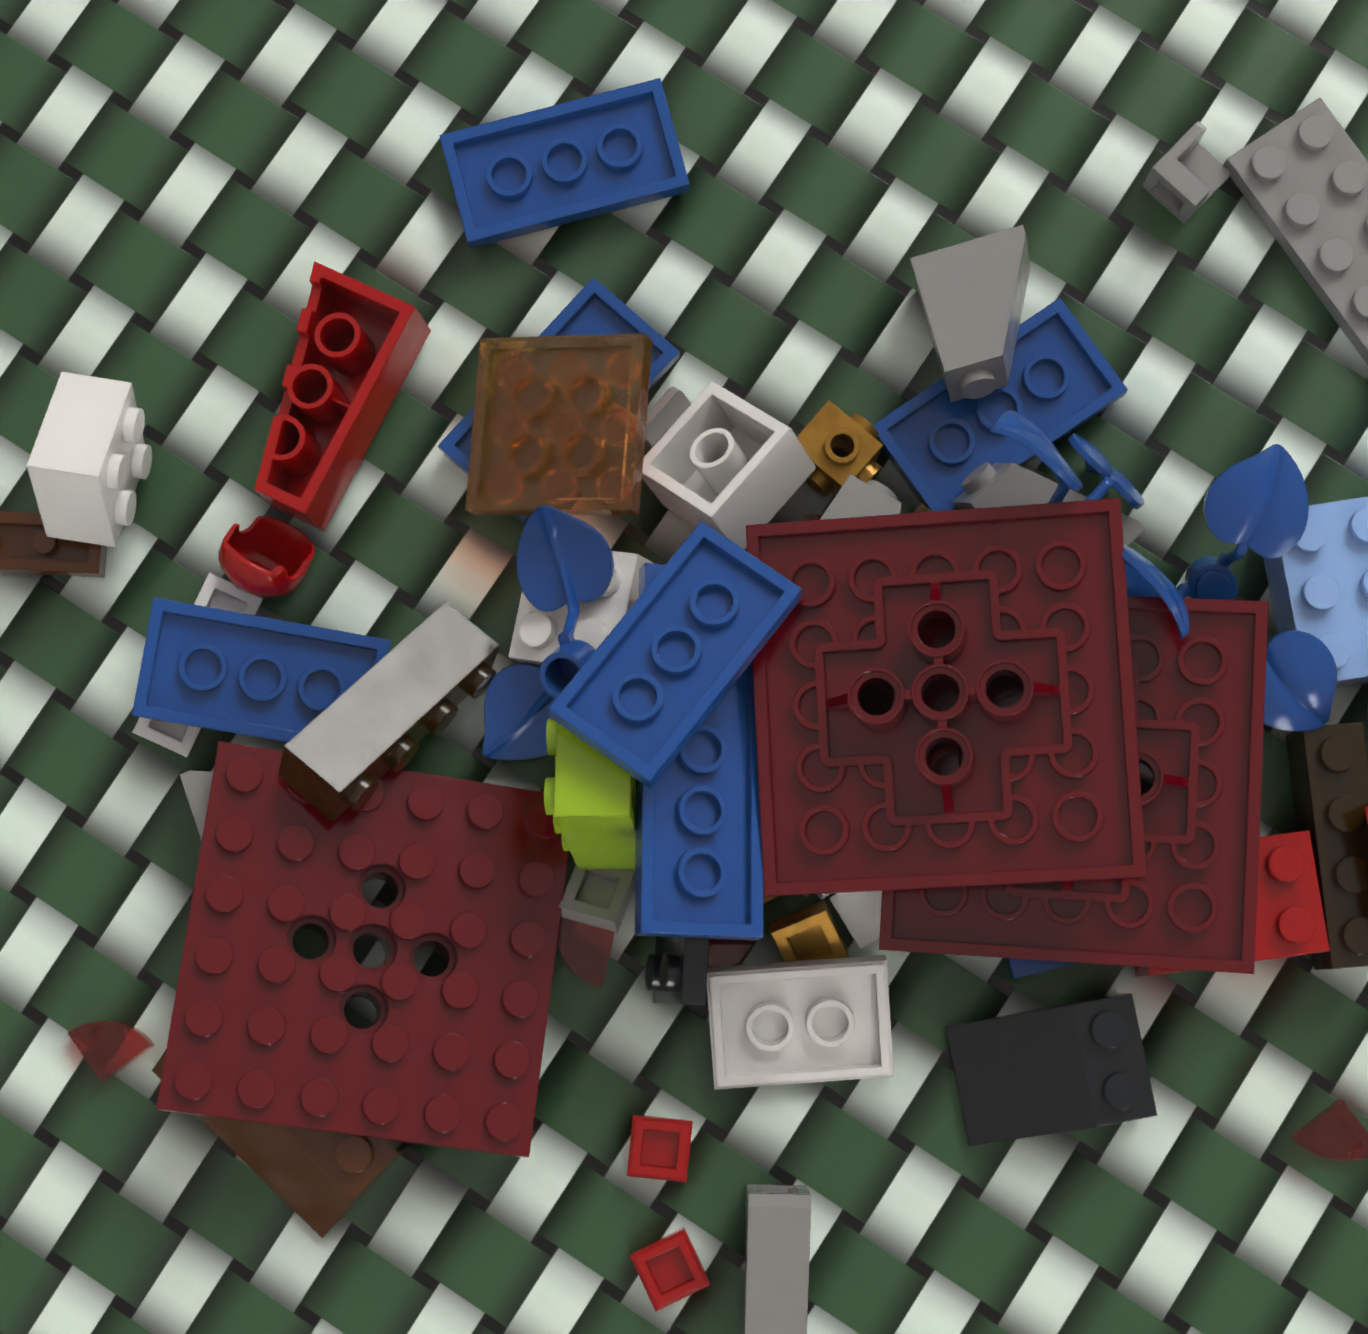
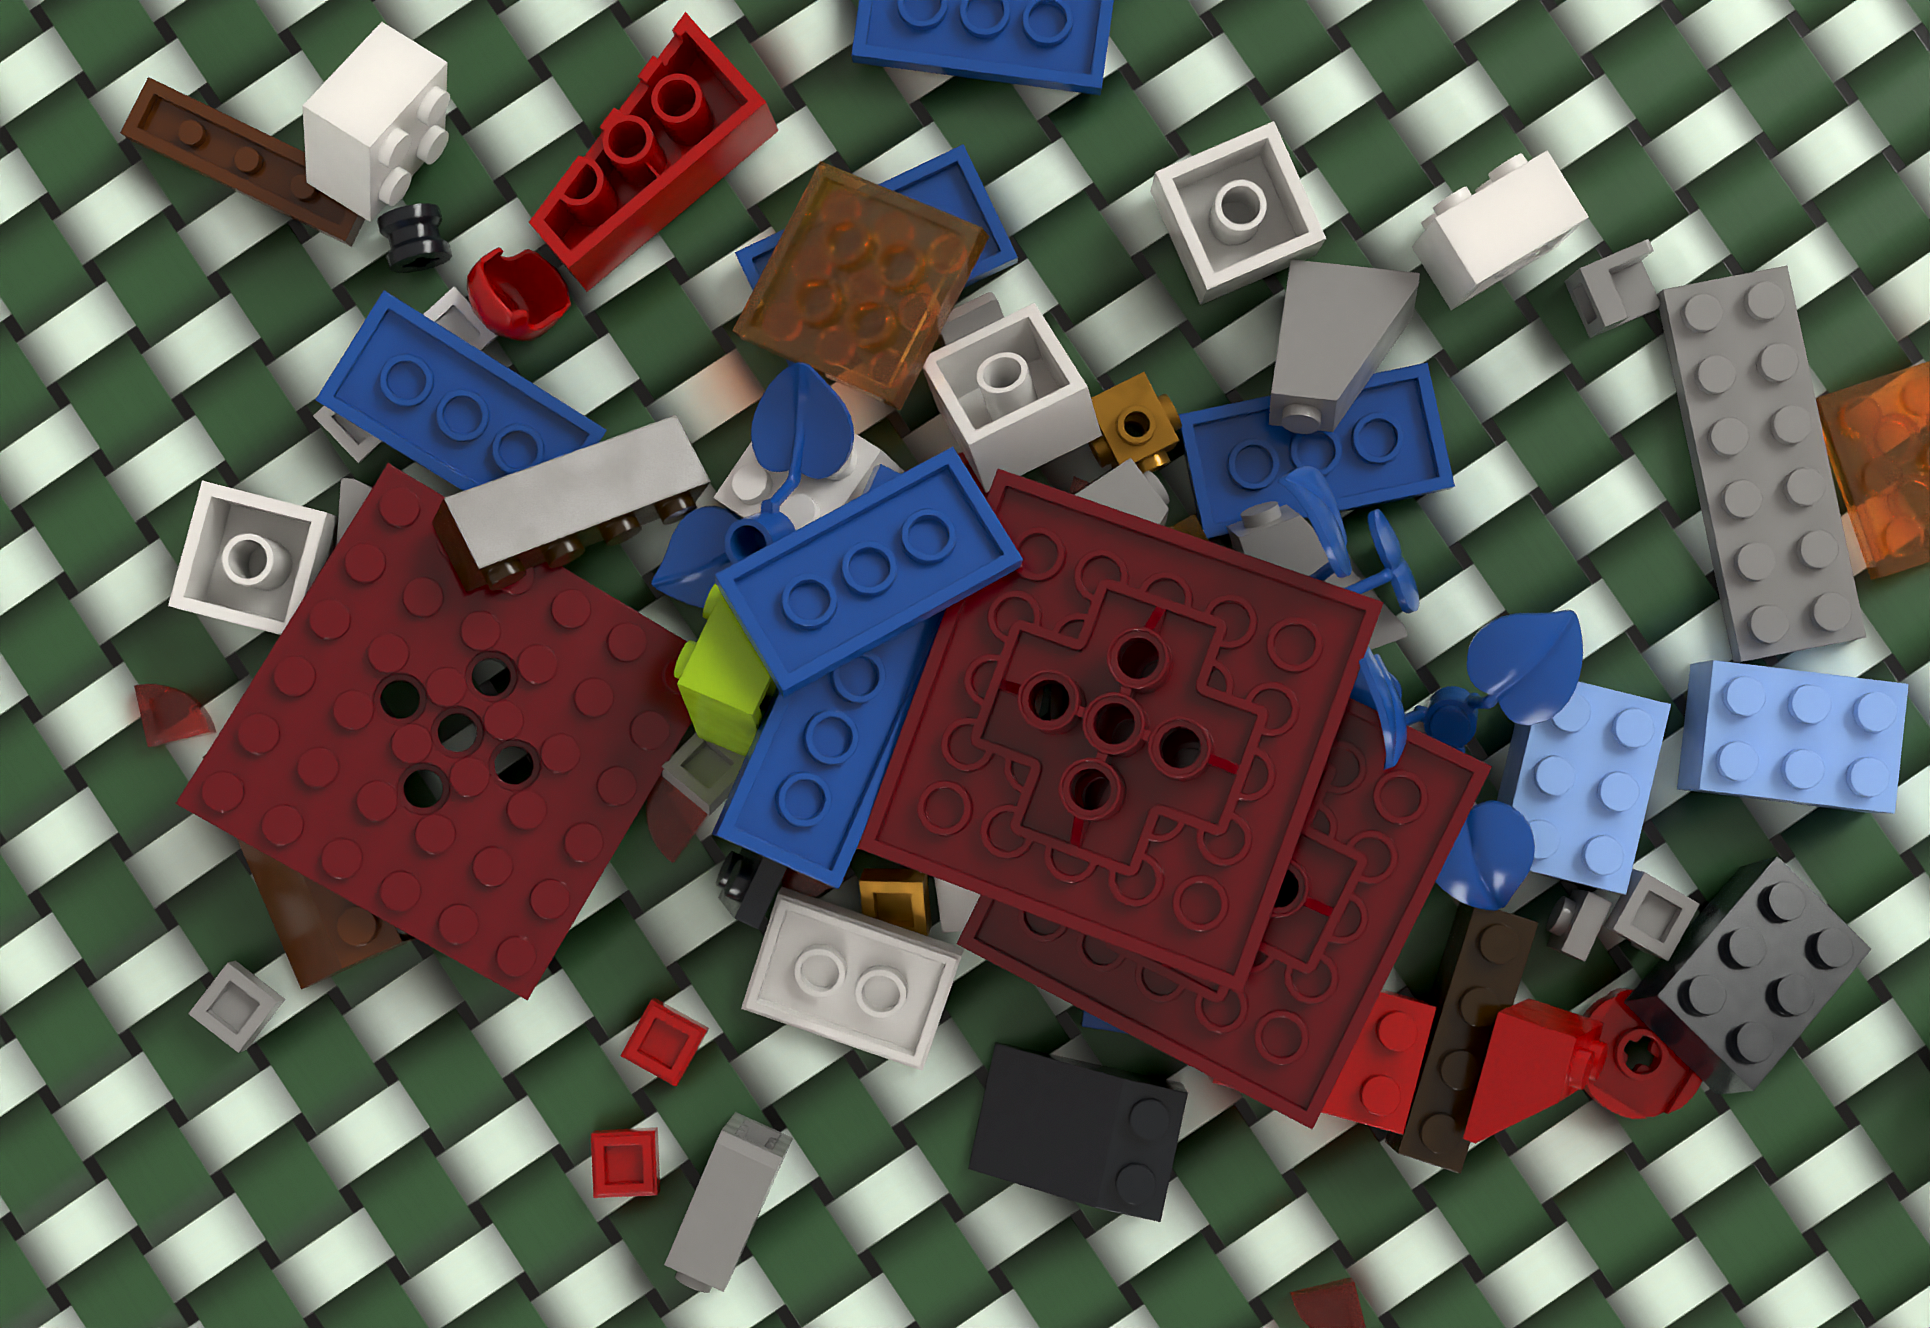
camera: 30 degrees right, 5 degrees up
(131, 875) = (250, 557): none -> white brick
(157, 546) = (414, 238): none -> black wheel
(272, 1276) = (236, 1006): none -> light grey plate
(848, 239) = (1237, 212): none -> white brick
(1069, 162) = (1499, 228): none -> white brick

